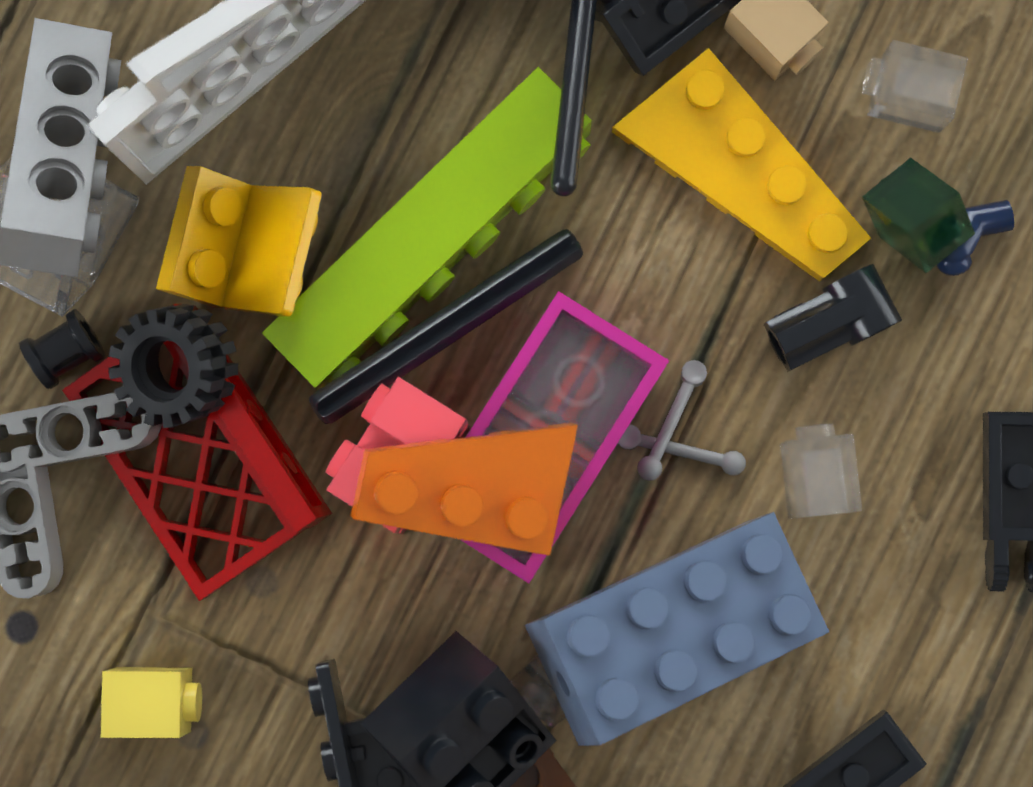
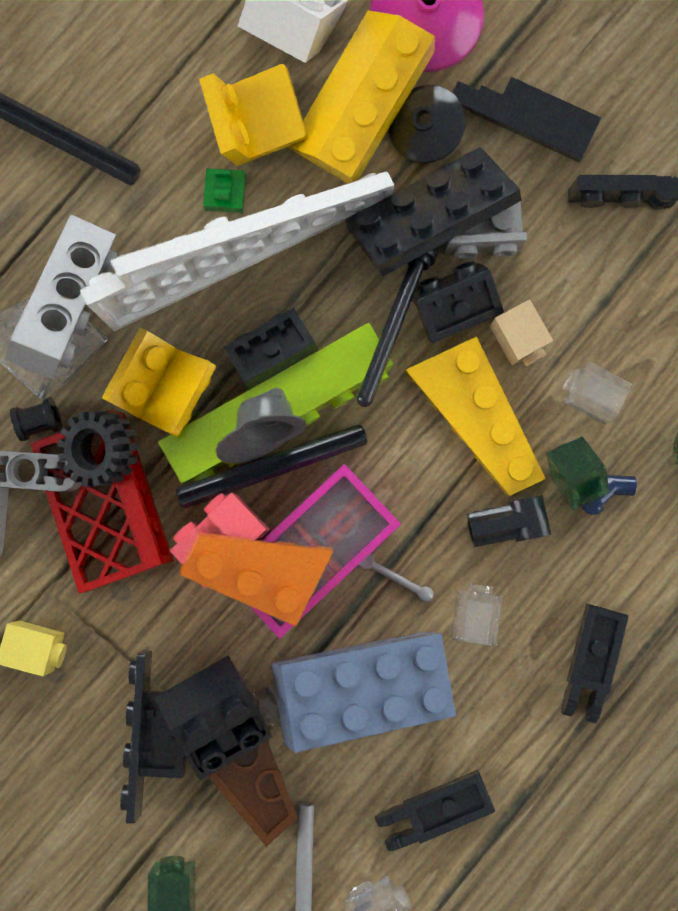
camera: 10 degrees right, 0 degrees up
(397, 145) = (271, 348): none -> black bracket
(416, 269) = (260, 428): none -> dark grey piece
(692, 375) = (415, 533): light grey hinge -> none

